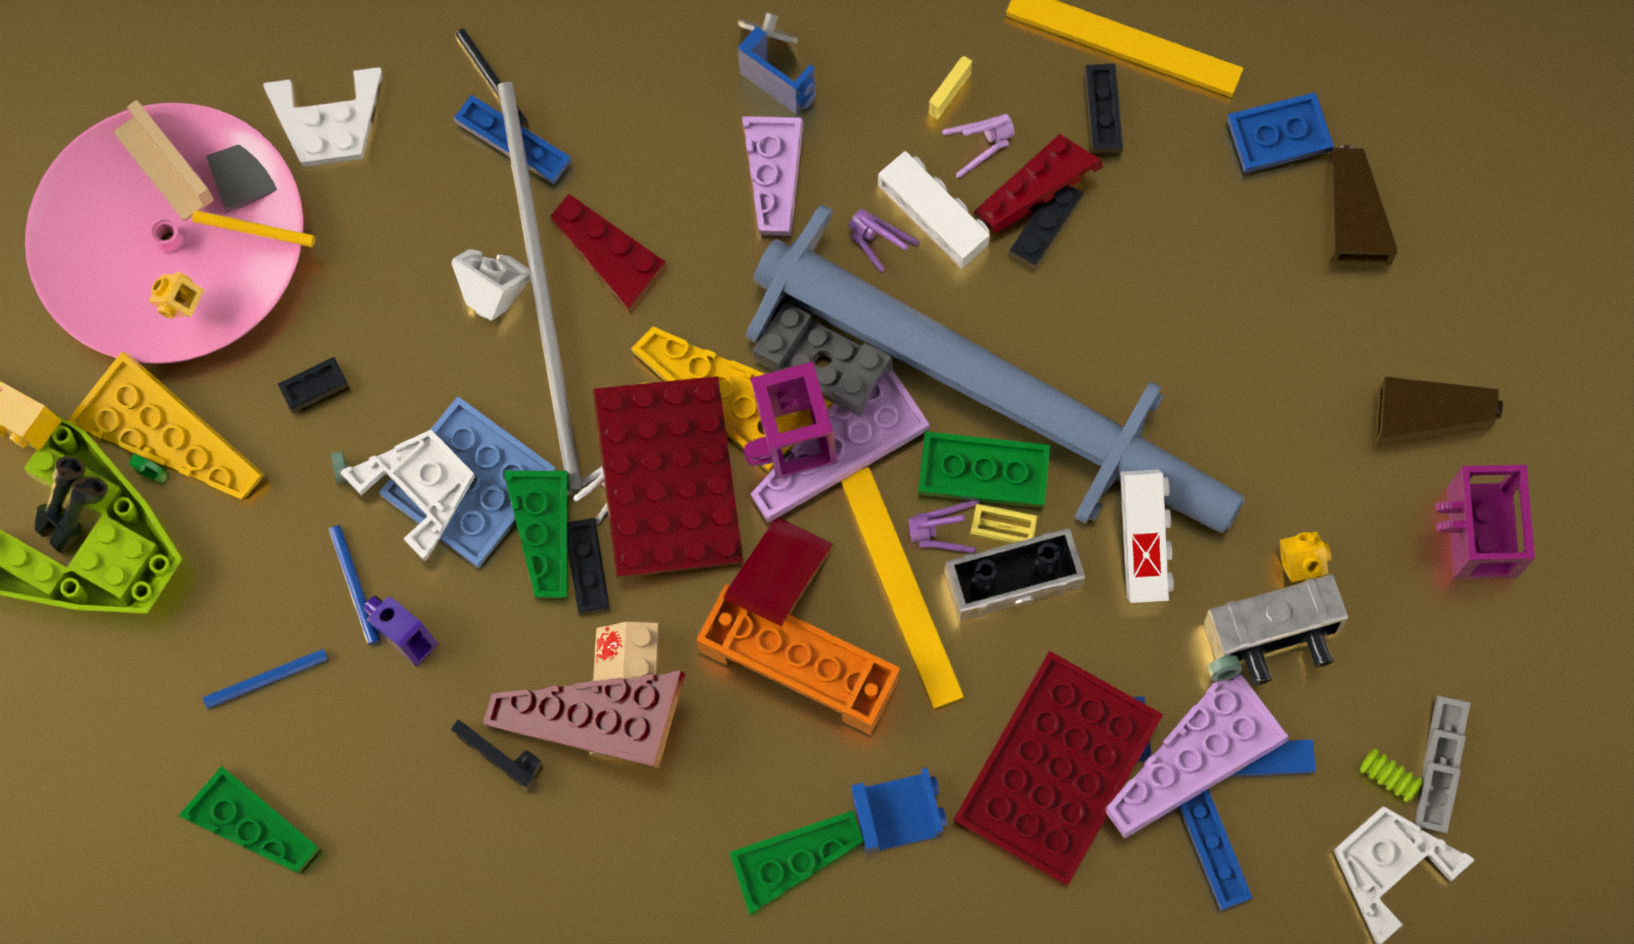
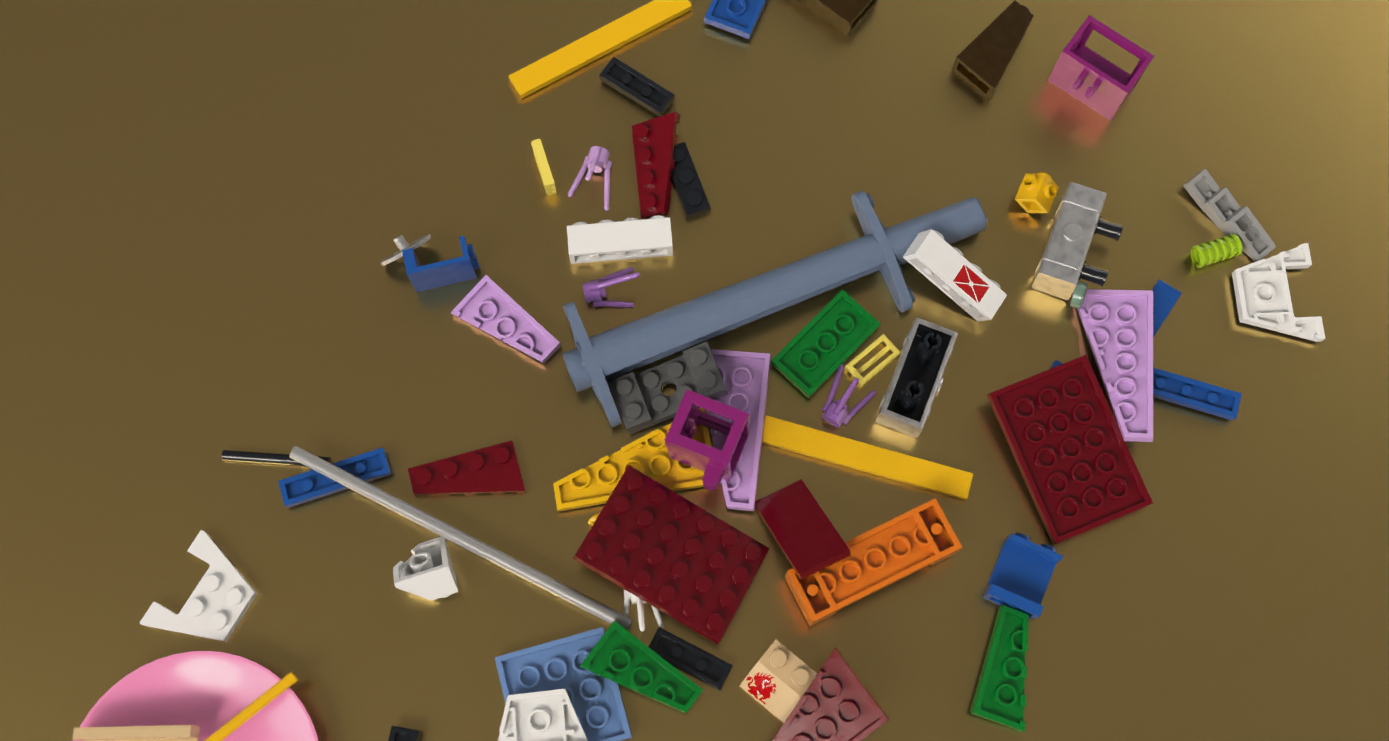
camera: 55 degrees left, 0 degrees up
(239, 177) = (196, 693): dark grey tile -> none

